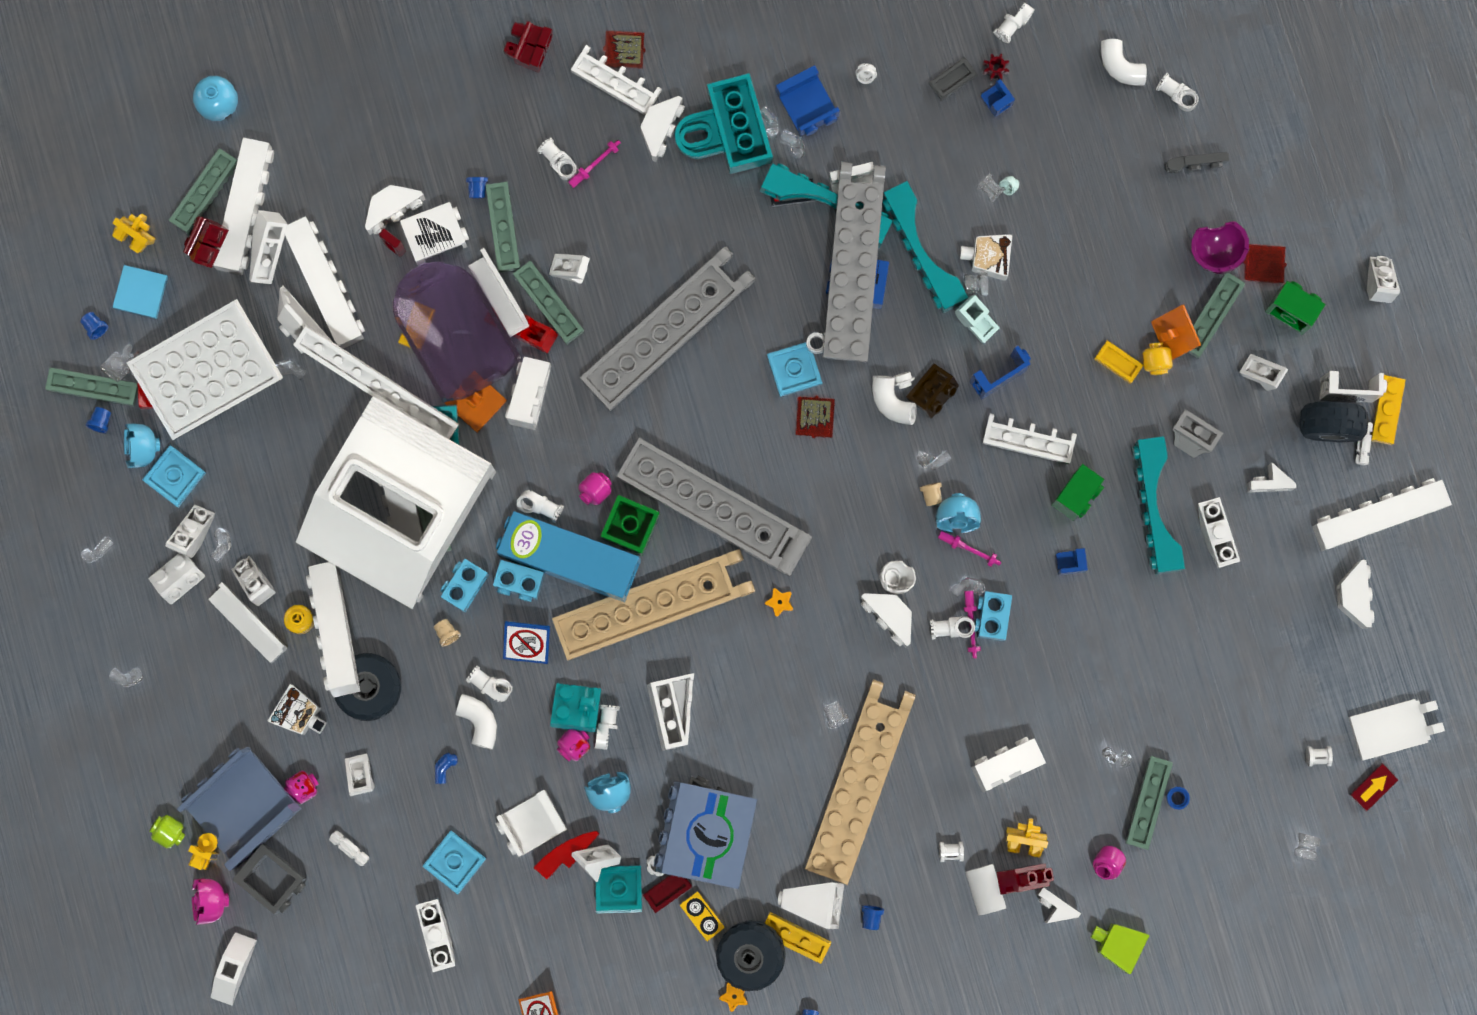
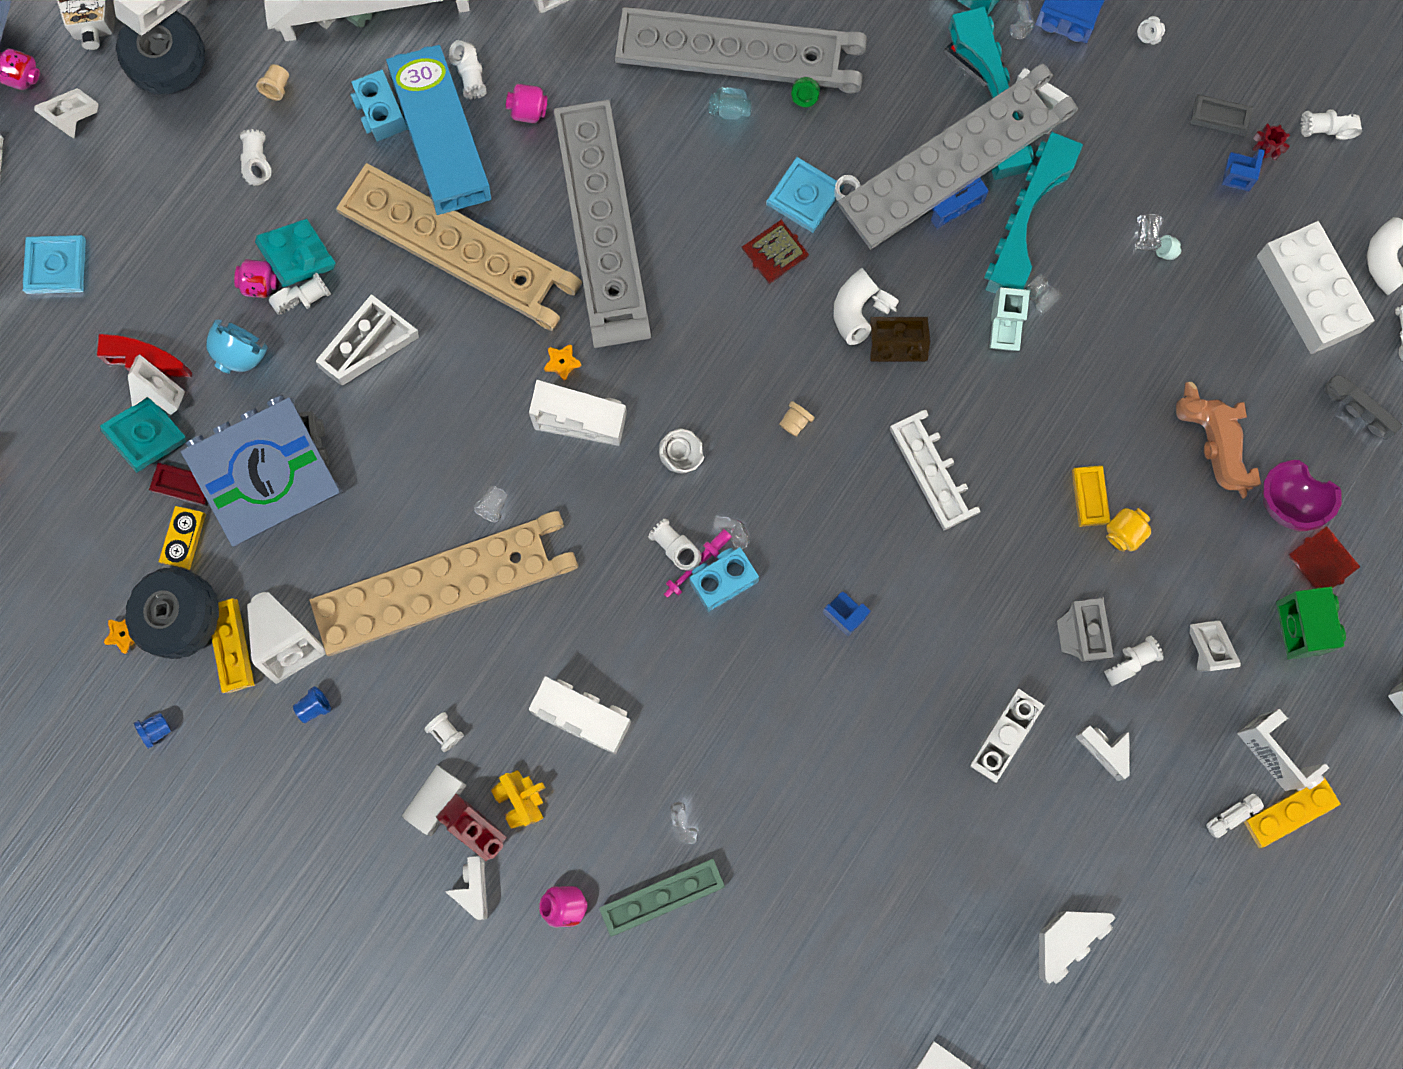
camera: 55 degrees right, 5 degrees down
(442, 765) = (140, 179): blue arm -> none
(469, 588) = (332, 69): medium azure brick -> none
(482, 719) = (214, 178): white cylinder -> none
(526, 642) = (322, 157): piece -> none
(530, 824) = (146, 303): white panel -> none
(630, 525) = (517, 160): green brick -> none
(701, 367) = (729, 106): none -> clear light blue head
(730, 313) = (805, 92): none -> green tile
(824, 618) = (577, 414): none -> white wedge
(891, 614) = (638, 477): white slope -> none
(932, 462) = (828, 396): clear arm -> none
(956, 542) = (767, 482): dark pink piece -> none
(958, 513) = (797, 458): medium azure cylinder -> none
(982, 385) = (971, 392): blue panel -> none
(989, 255) = (1083, 283): torso -> none
(1077, 493) = (922, 558): green brick -> none
(1105, 124) = (1315, 287): none -> white brick
(1120, 945) = (485, 991): lime torso -> none
(1149, 257) = (1223, 438): none -> nougat animal
(1166, 552) = (941, 699): teal arch -> none
(1176, 331) = (1174, 524): orange piece -> none
(1185, 798) = (679, 924): blue piece -> none
(1216, 310) = (1223, 549): sand green gear -> none
(1233, 419) = (1135, 659): none -> white connector
(1319, 756) = (863, 1042): white bush -> none
(1333, 421) = (1230, 761): black wheel -> none
(1381, 515) = (1177, 897): white brick -> none

